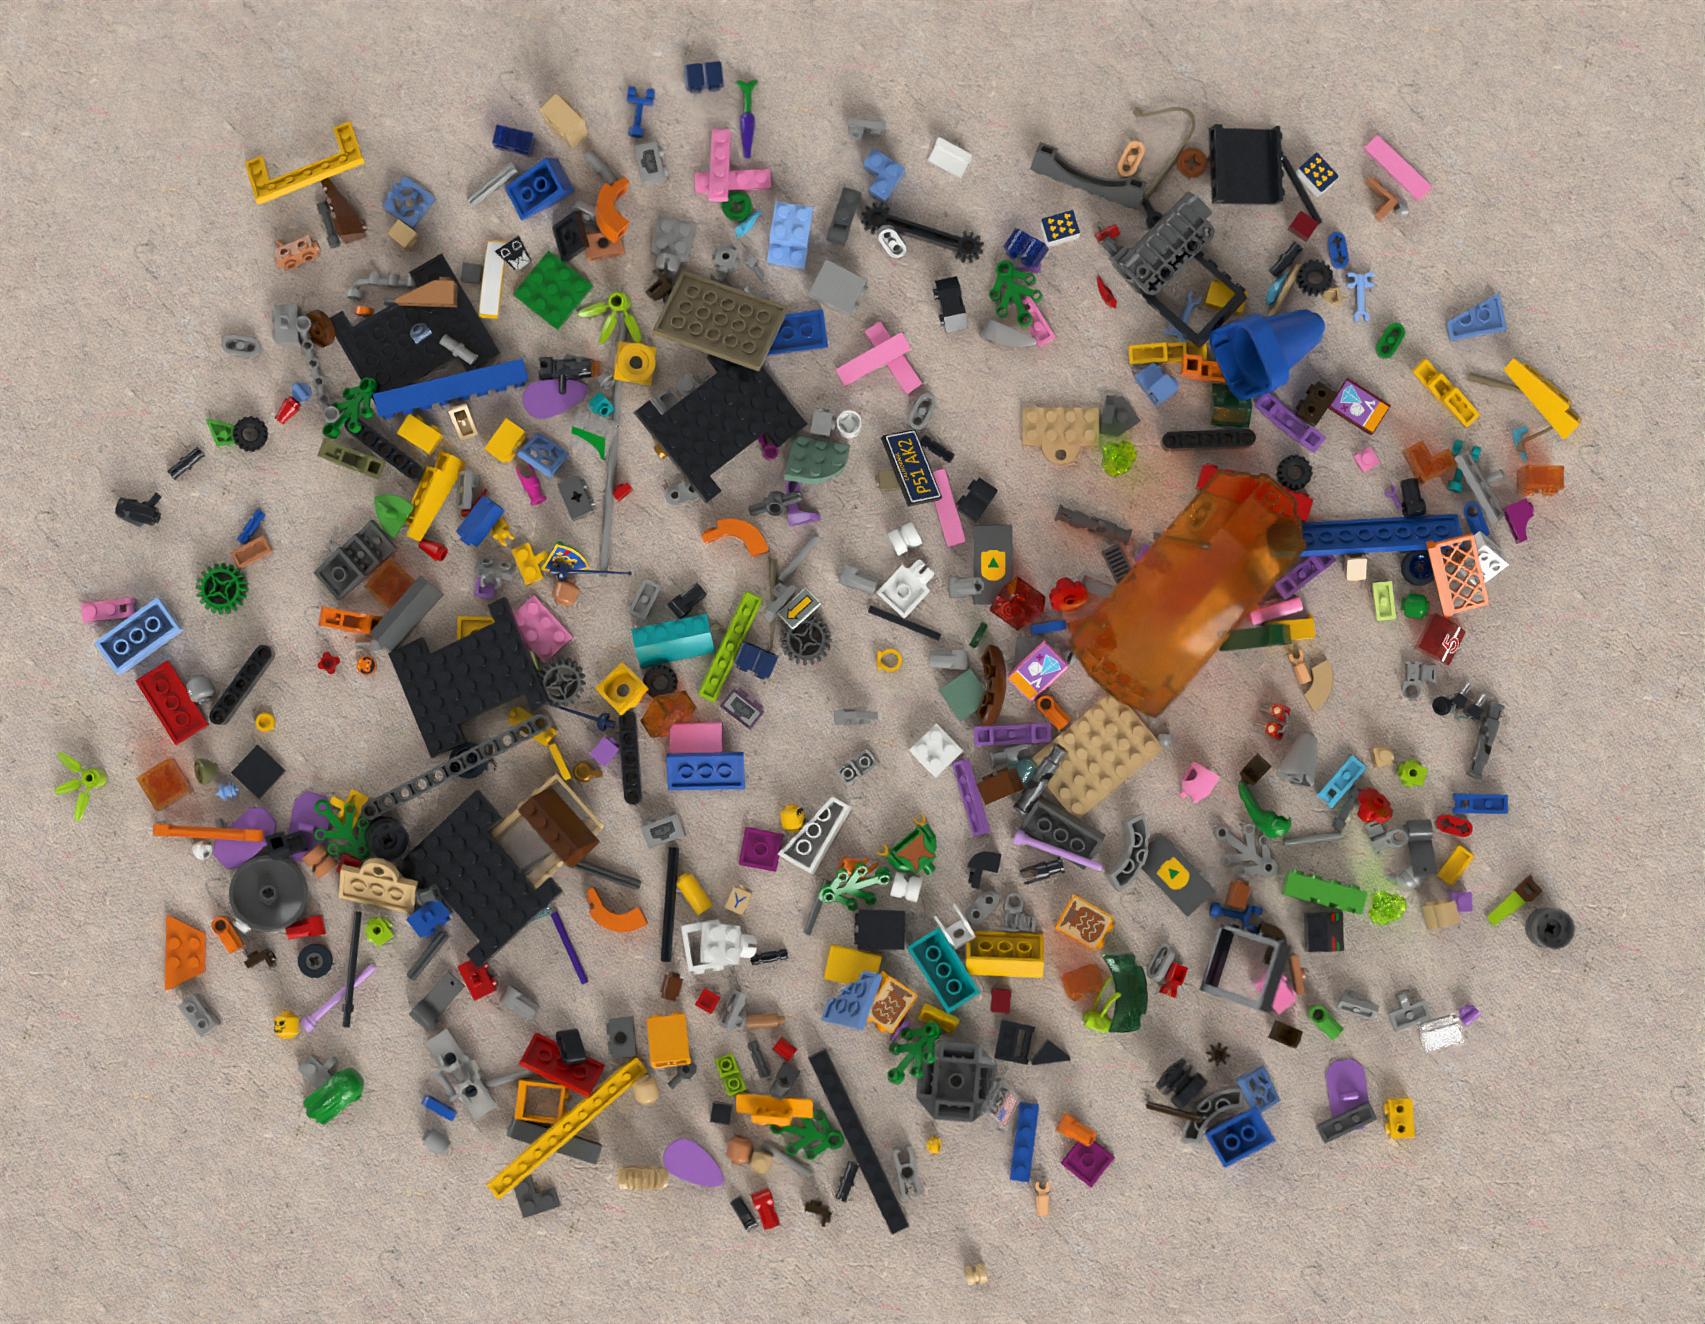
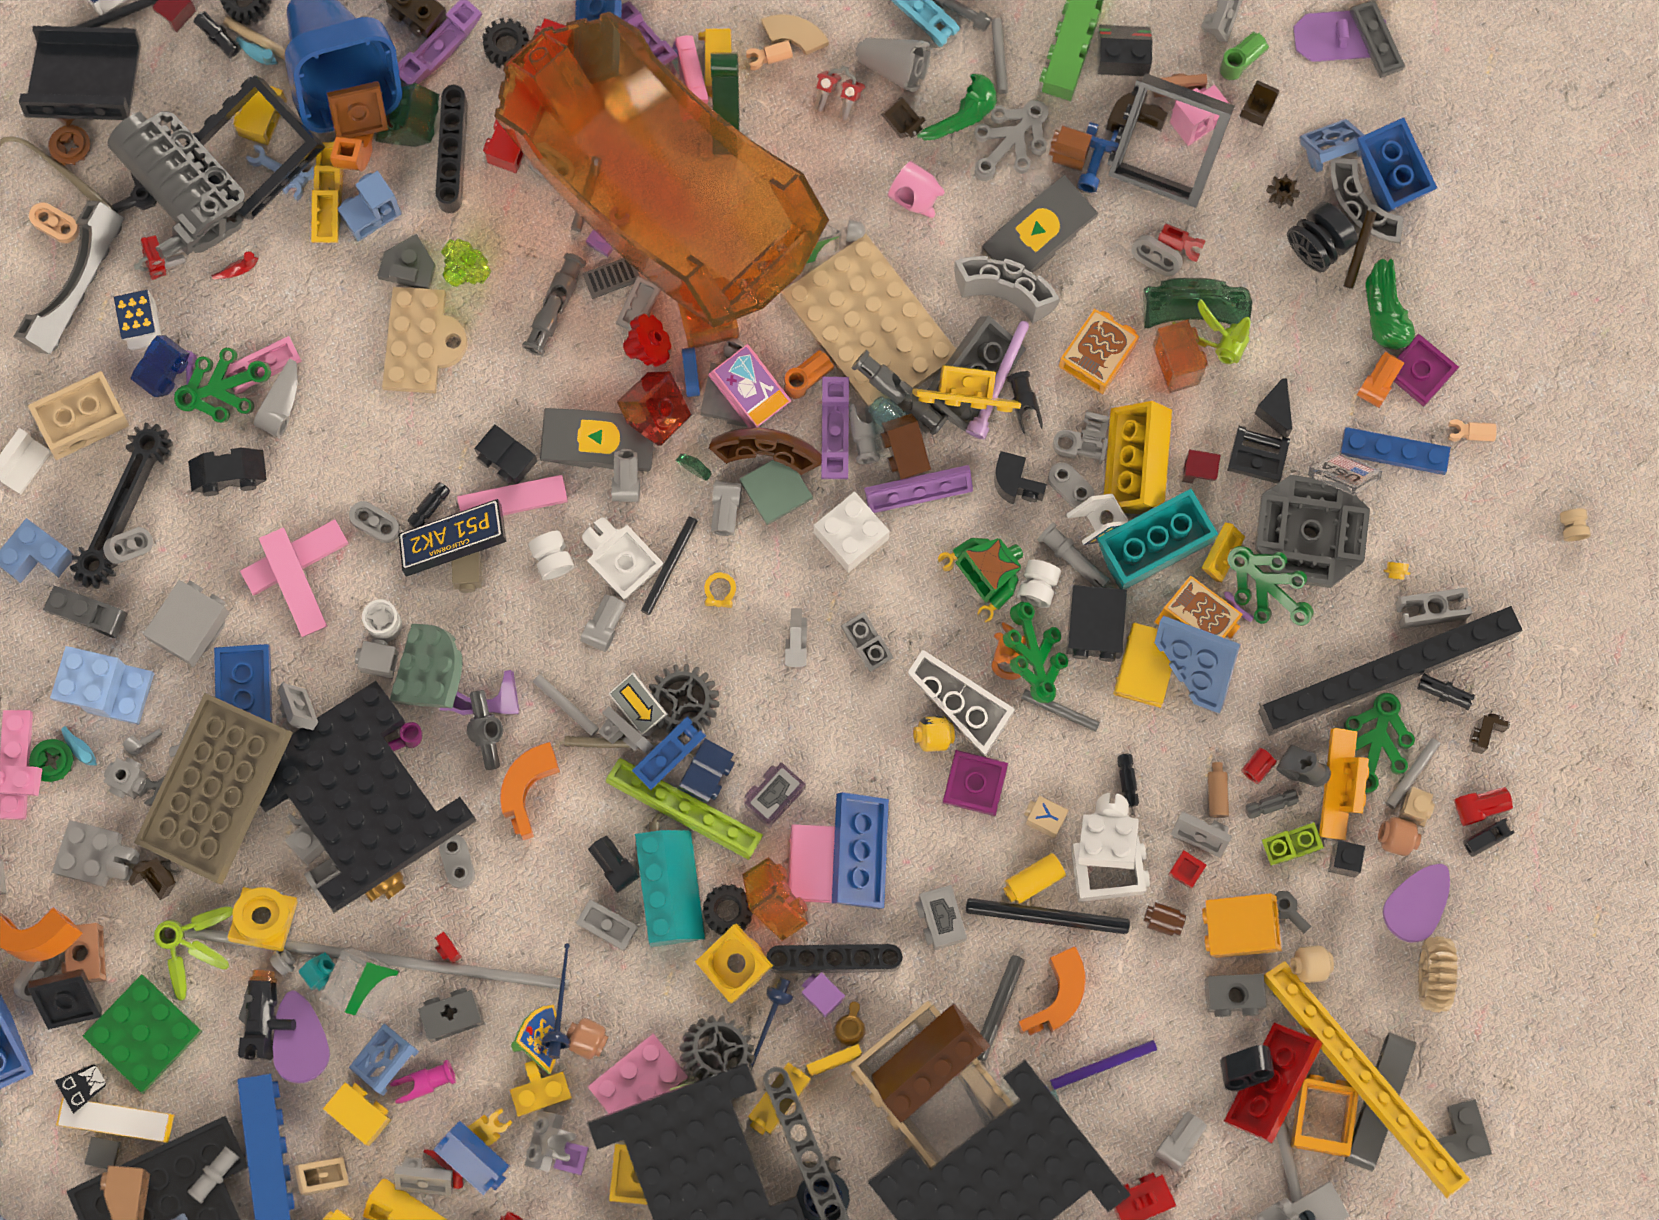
camera: 90 degrees left, 10 degrees down
(764, 632) = (668, 754): none -> blue plate
(782, 371) = (297, 707): none -> light grey hinge
(934, 904) = (1064, 549): none -> light grey pin
(985, 194) = (78, 415): none -> tan piece
(1045, 827) = (968, 386): none -> yellow bracket
(1121, 1133) = (1388, 318): none -> green hair
(1226, 369) = (357, 110): none -> dark orange tile

